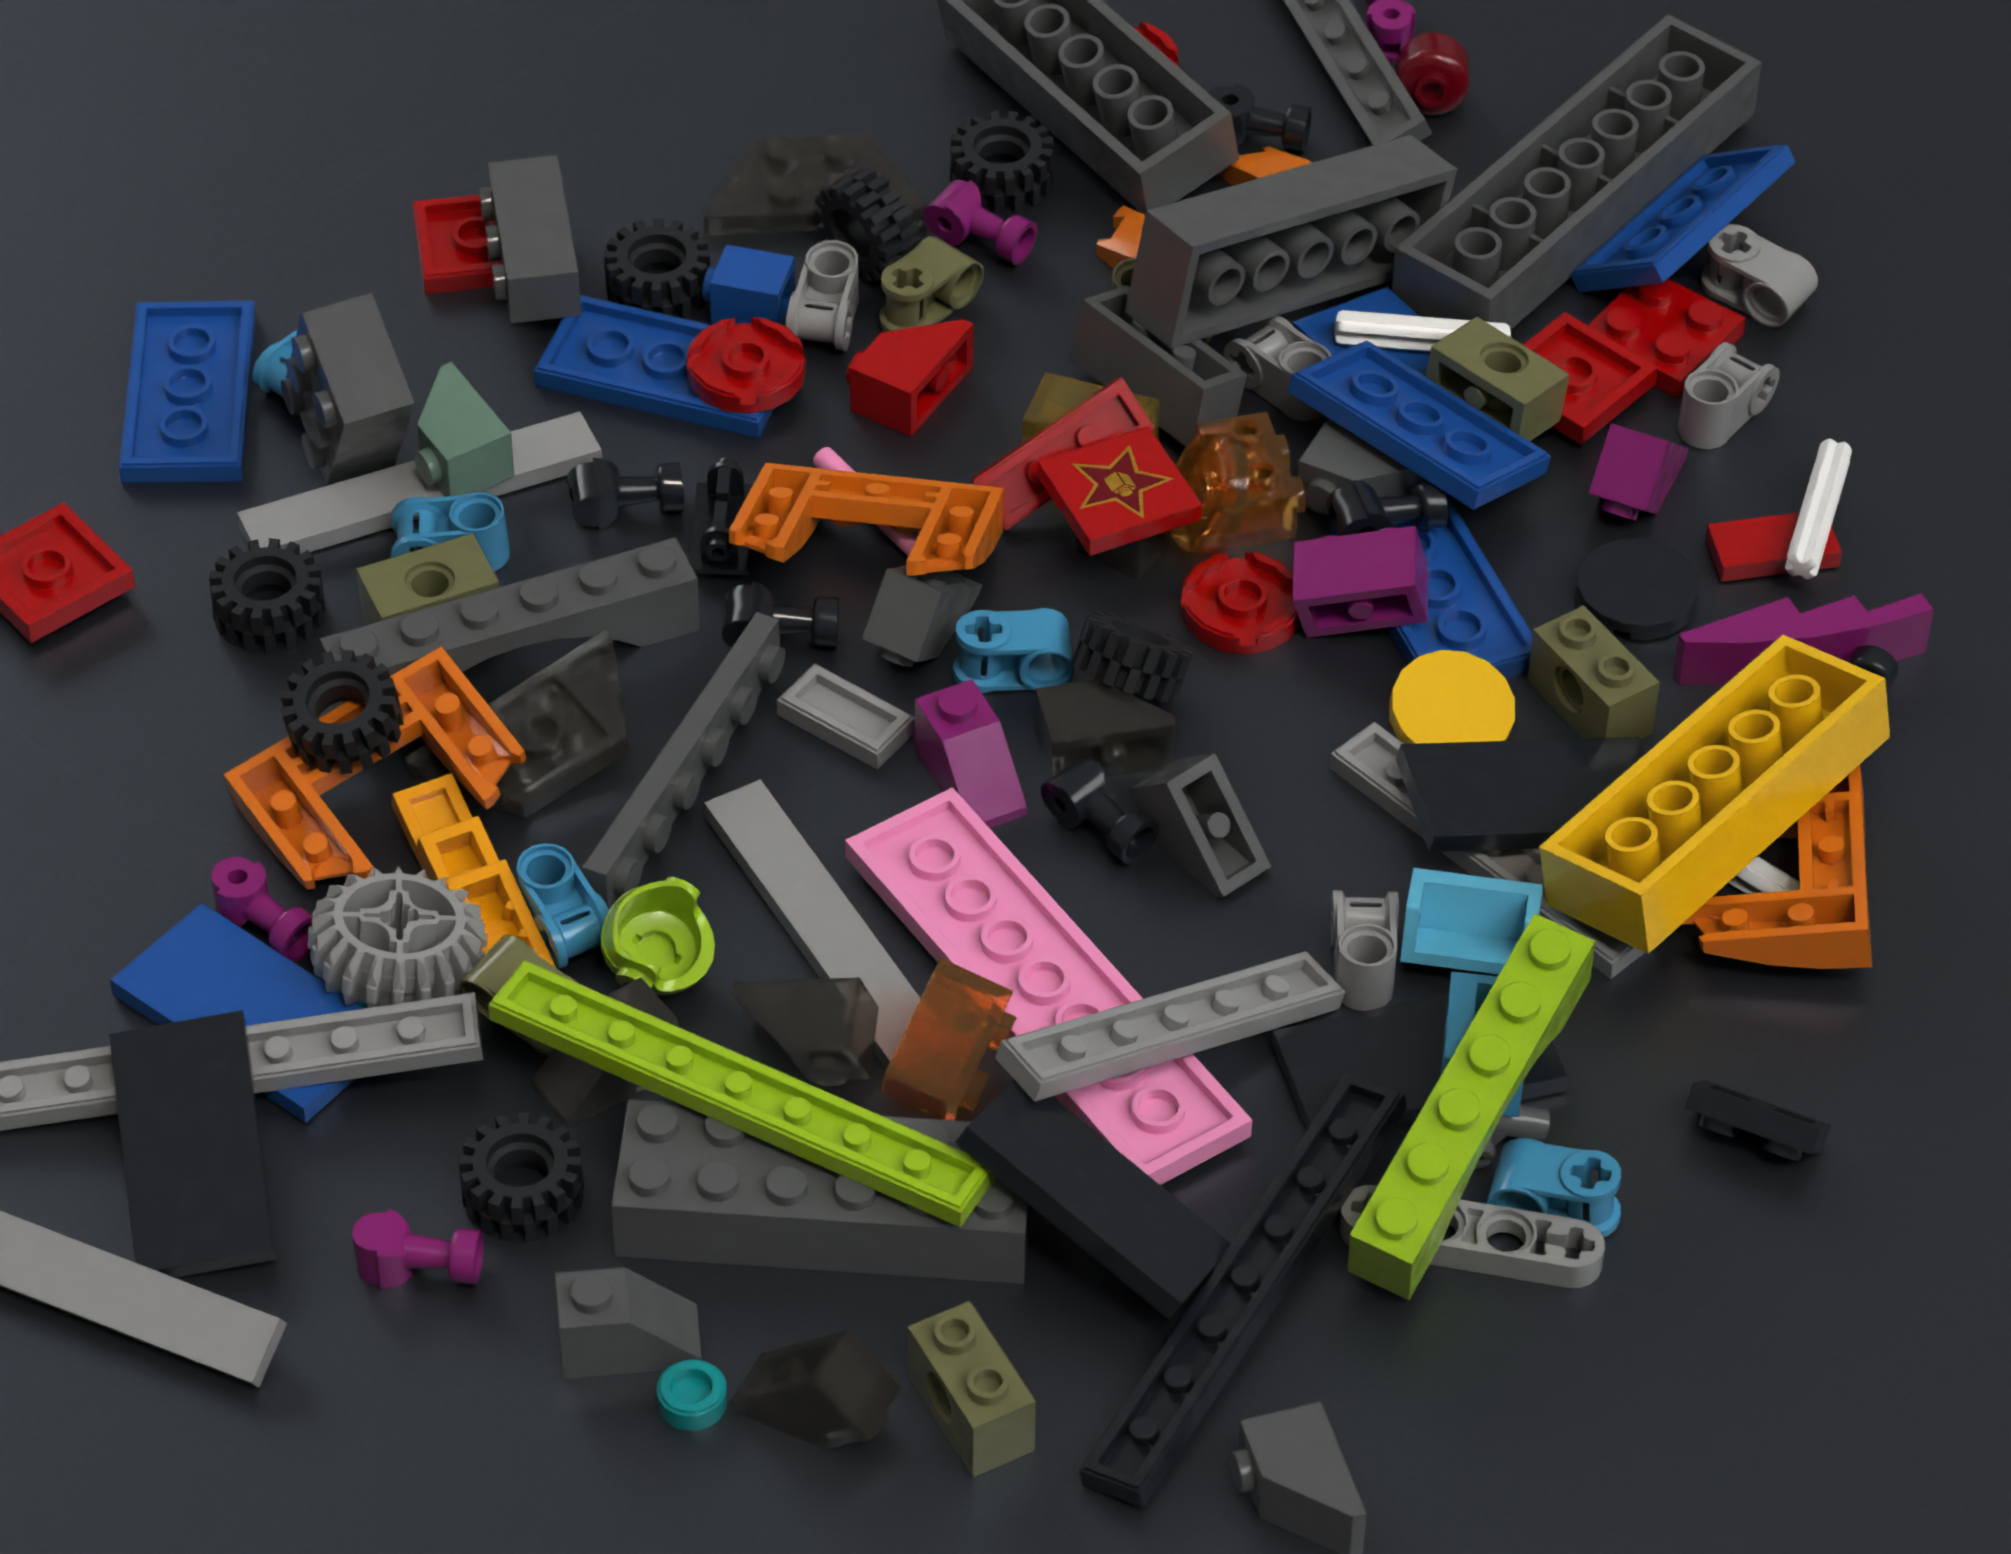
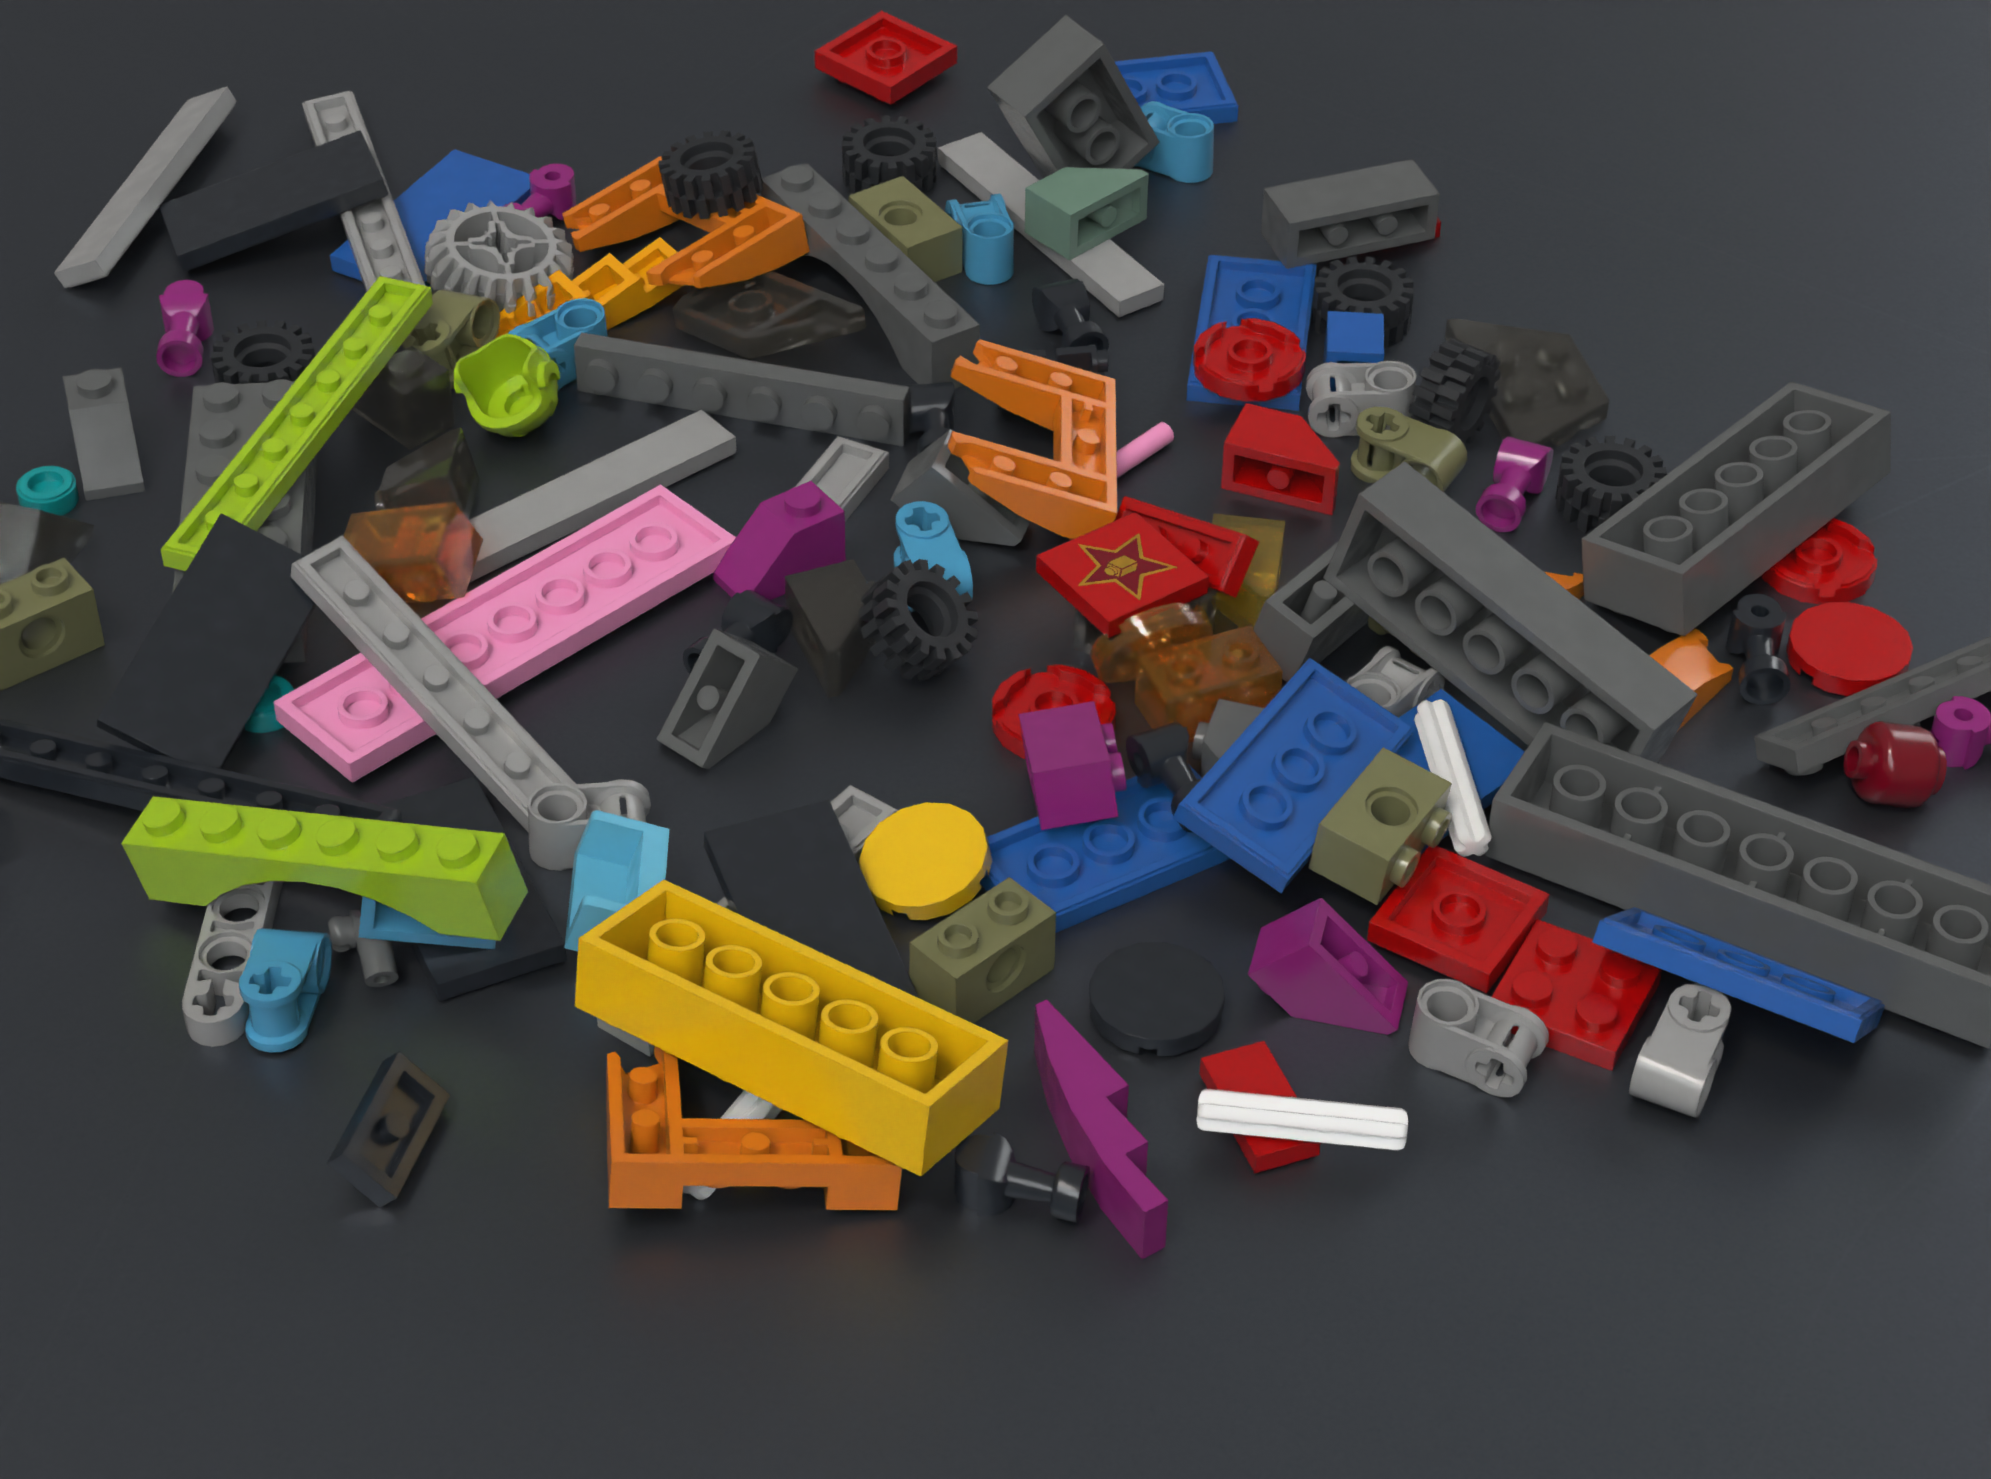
camera: 80 degrees right, 5 degrees down
(1261, 60) = (1848, 647): none -> red tile

